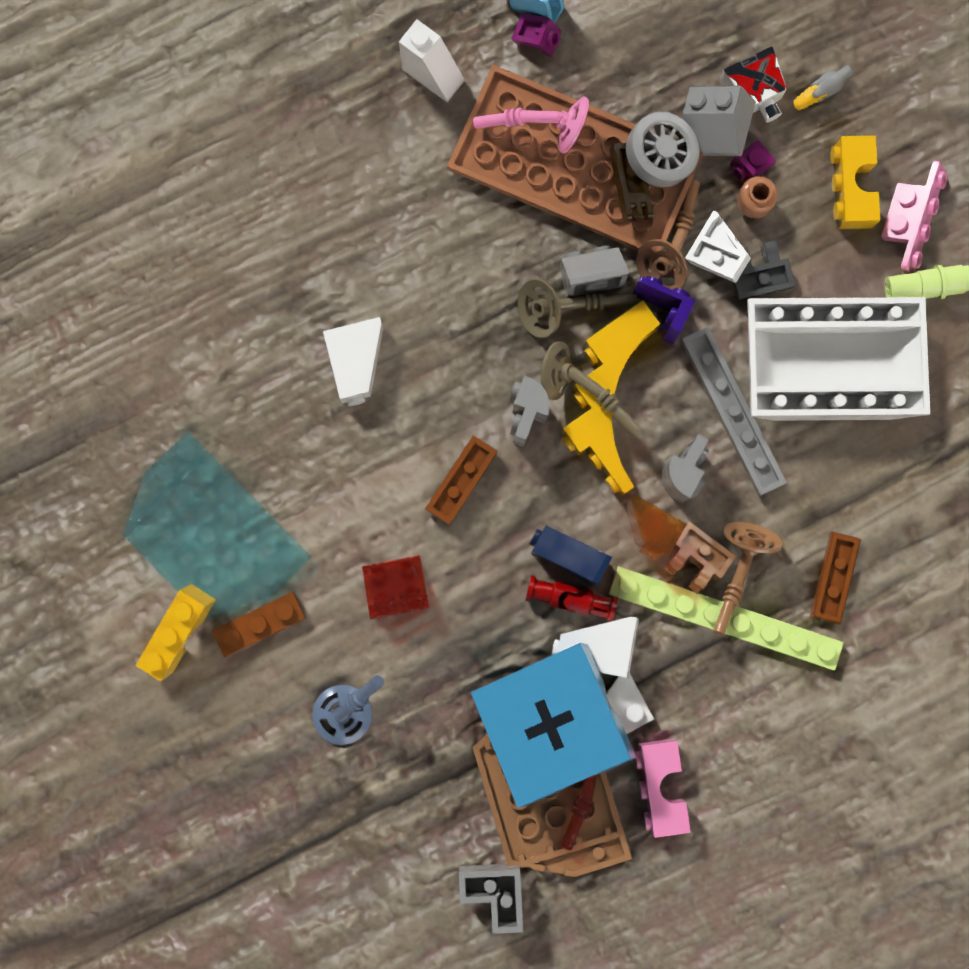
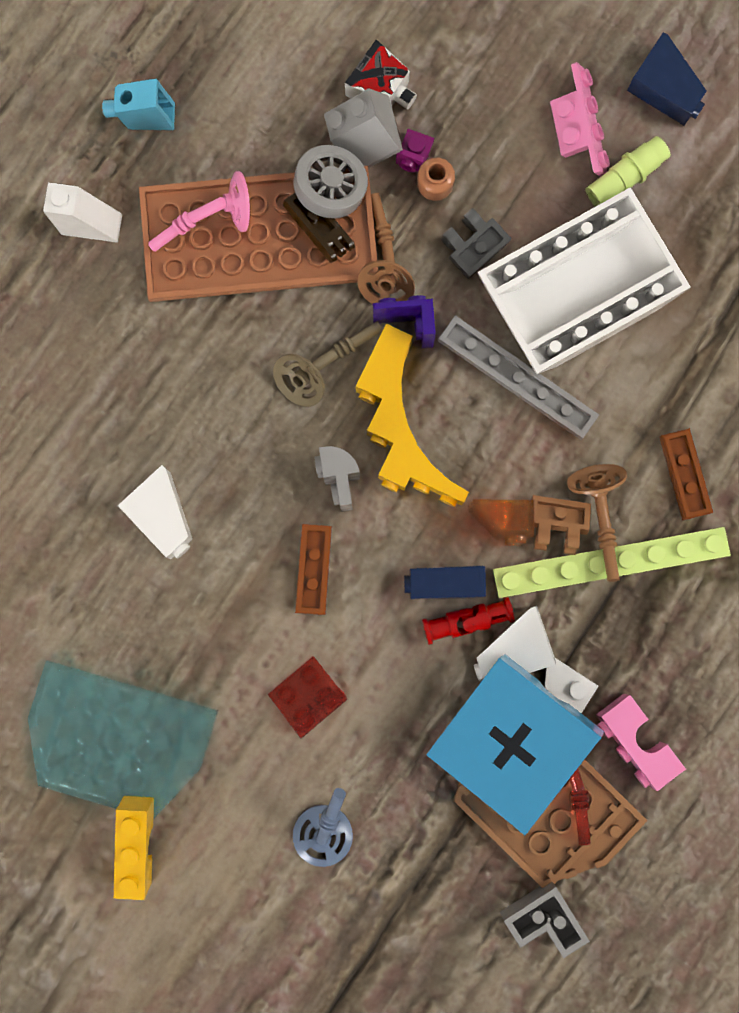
camera: 25 degrees left, 0 degrees up
(259, 624) = (204, 797): dark orange plate -> none
(537, 33) = (163, 138): magenta bracket -> none
(563, 372) = (352, 424): dark tan dish -> none
(593, 271) = (328, 322): light grey slope -> none
(681, 475) = (504, 459): light grey brick -> none
(718, 250) = (428, 243): white wing -> none
(824, 87) = (441, 50): light grey piece -> none
(854, 206) = (523, 140): yellow arch -> none

